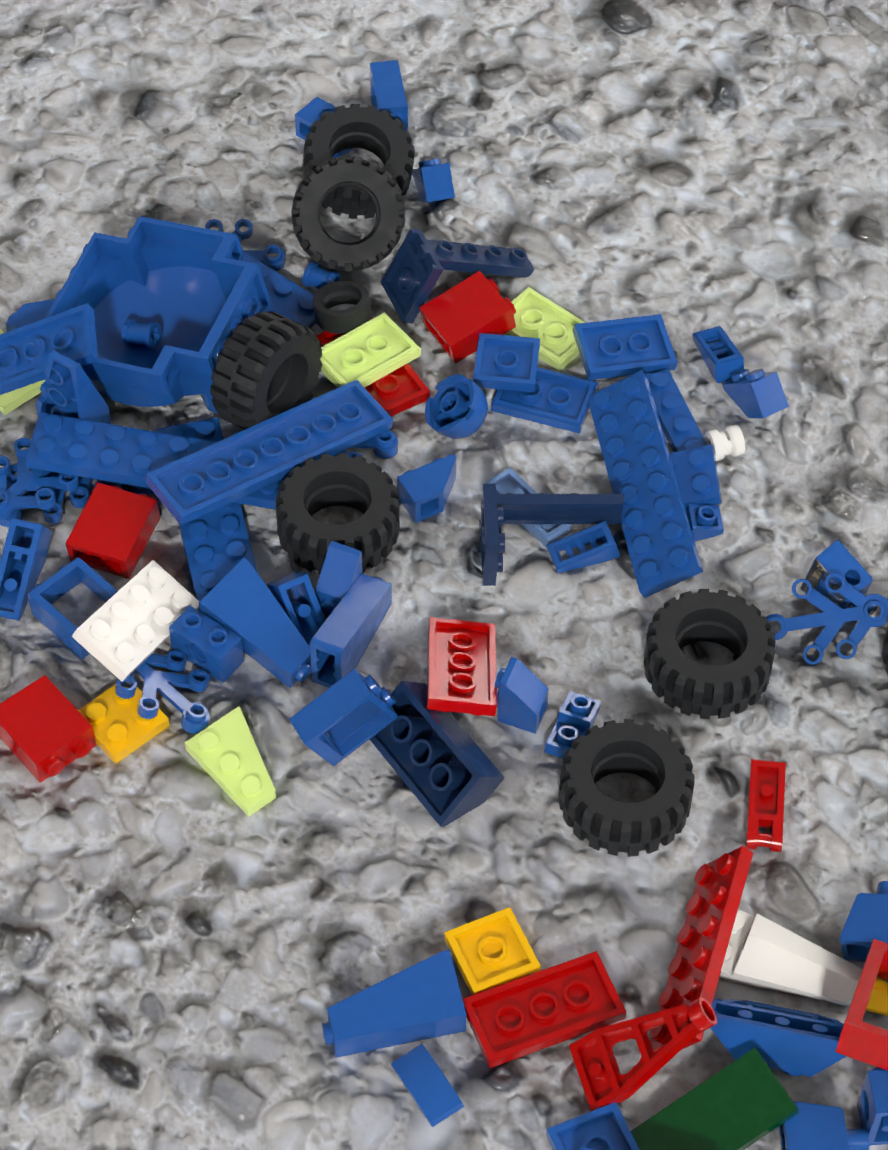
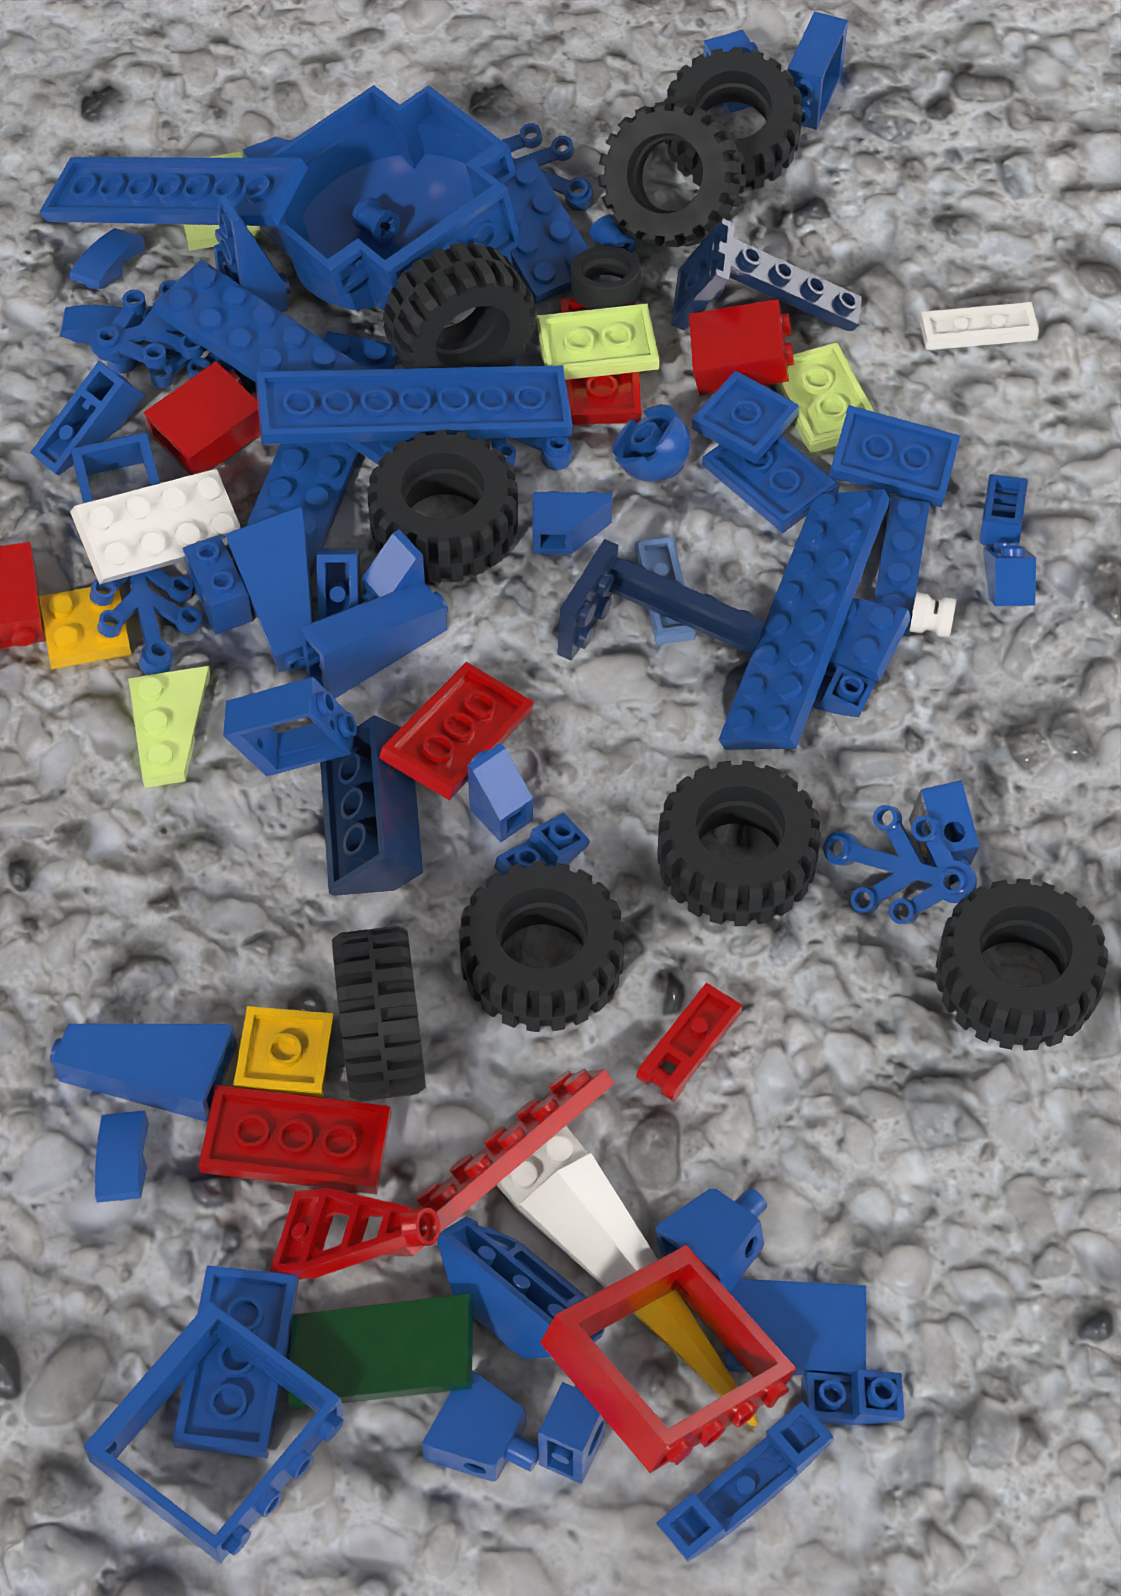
camera: 30 degrees right, 5 degrees up
(433, 181) = (810, 177): blue slope -> none
(560, 884) = (378, 1013): none -> black tyre
(596, 555) = (691, 675): blue slope -> none
(616, 237) = (979, 326): none -> white plate

